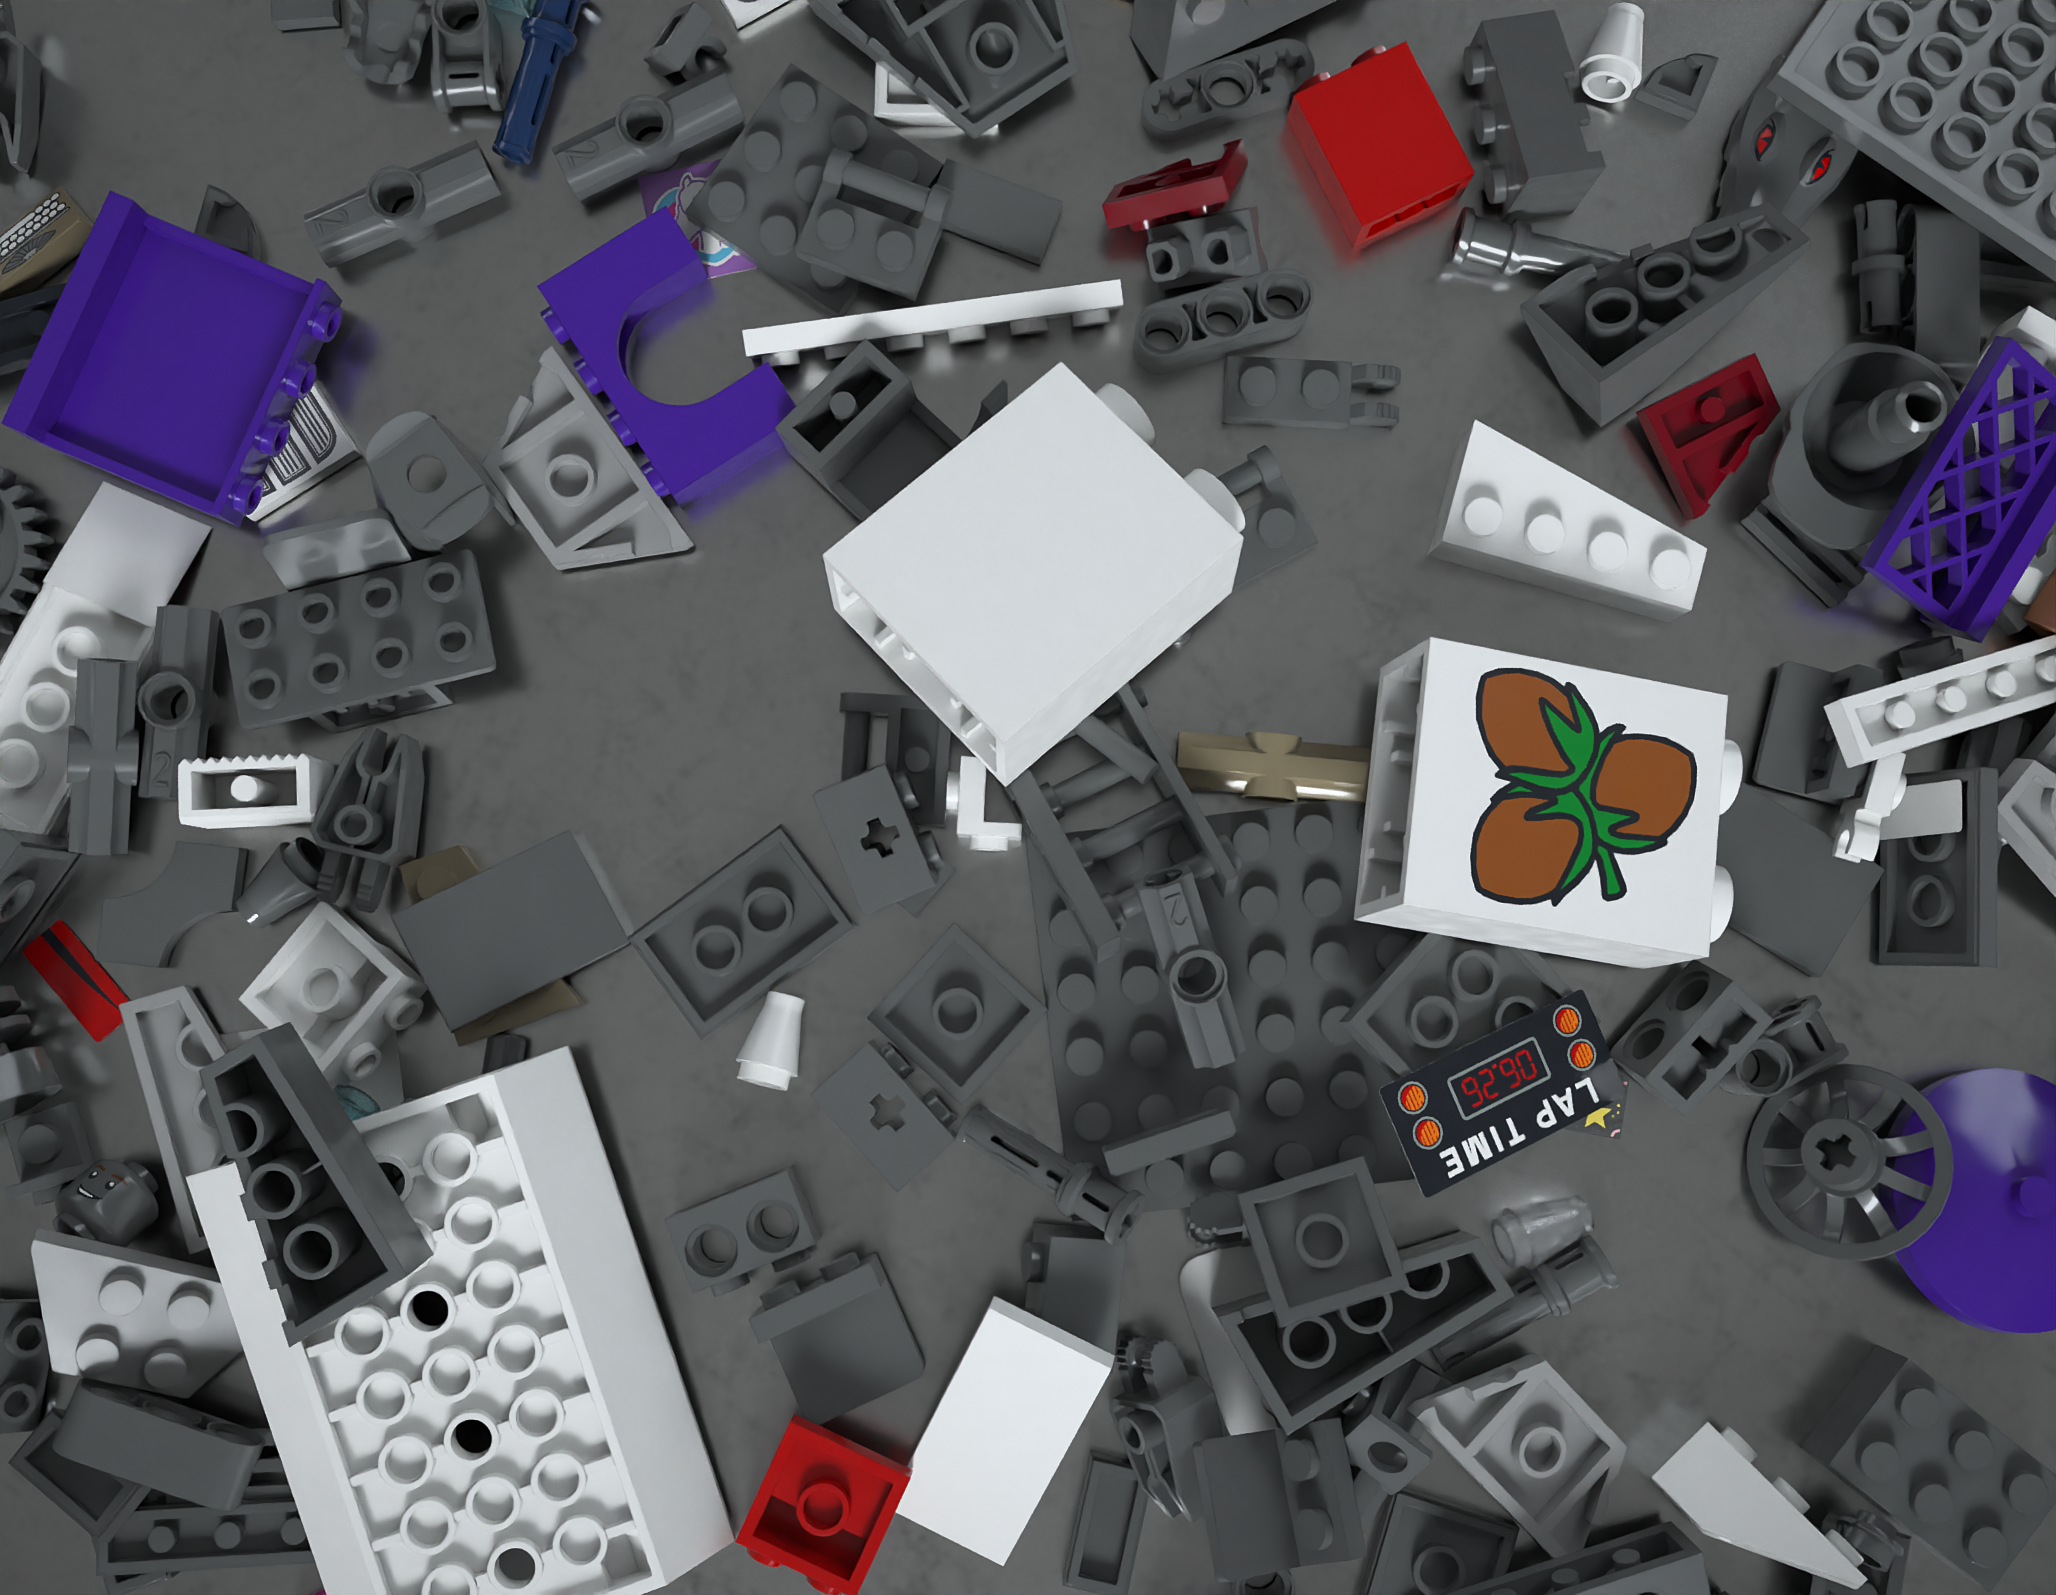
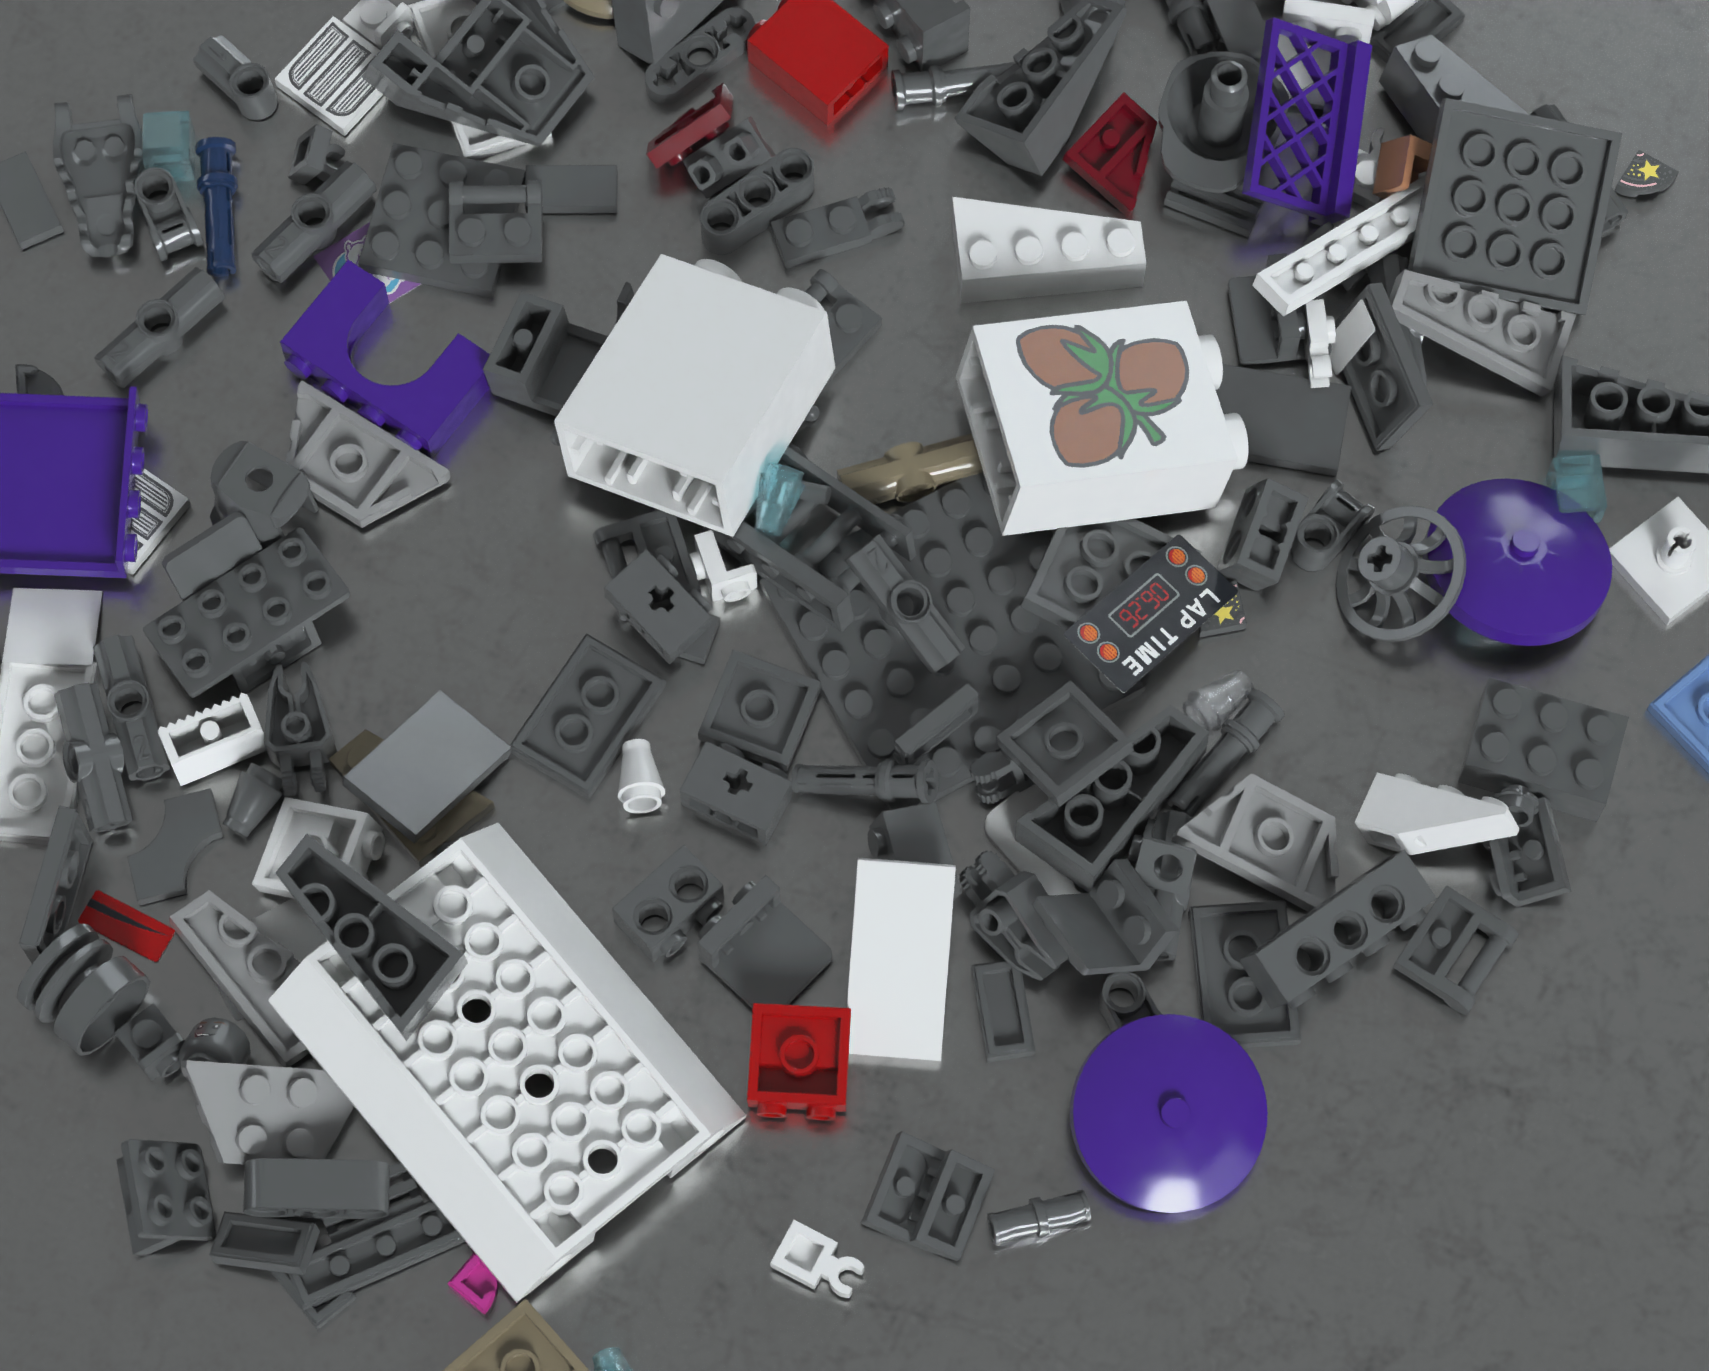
camera: 20 degrees left, 15 degrees down
(962, 320) = (576, 263): white plate -> none
(1081, 759) = (777, 497): none -> clear light blue cone

